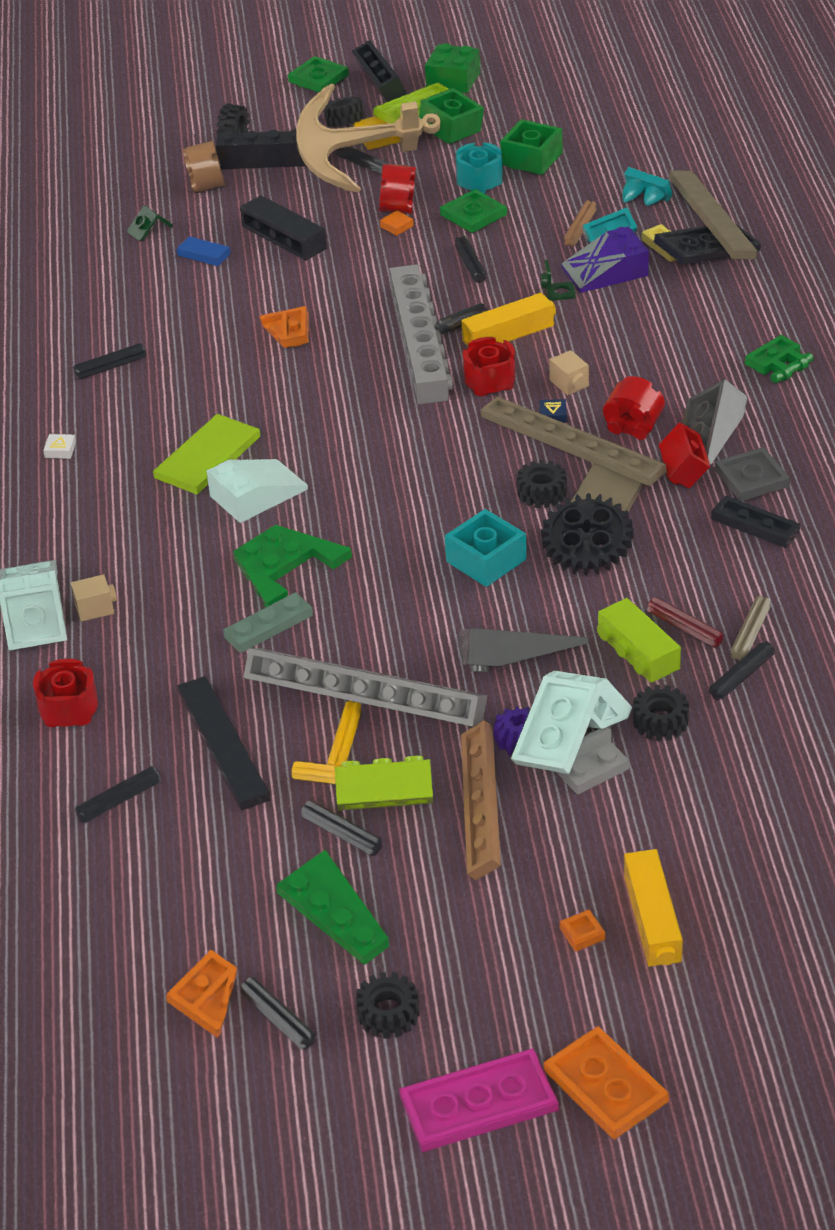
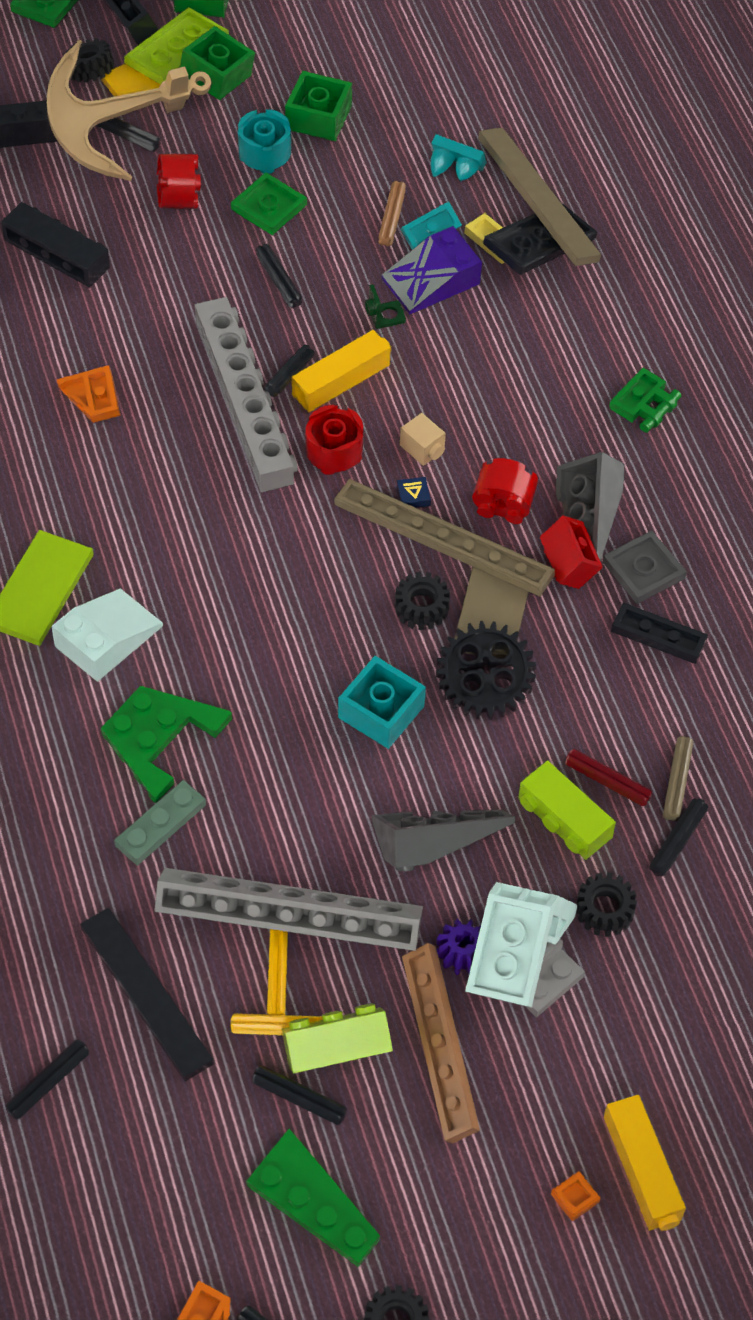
camera: 15 degrees left, 15 degrees up
(396, 223) = (183, 225): orange tile -> none

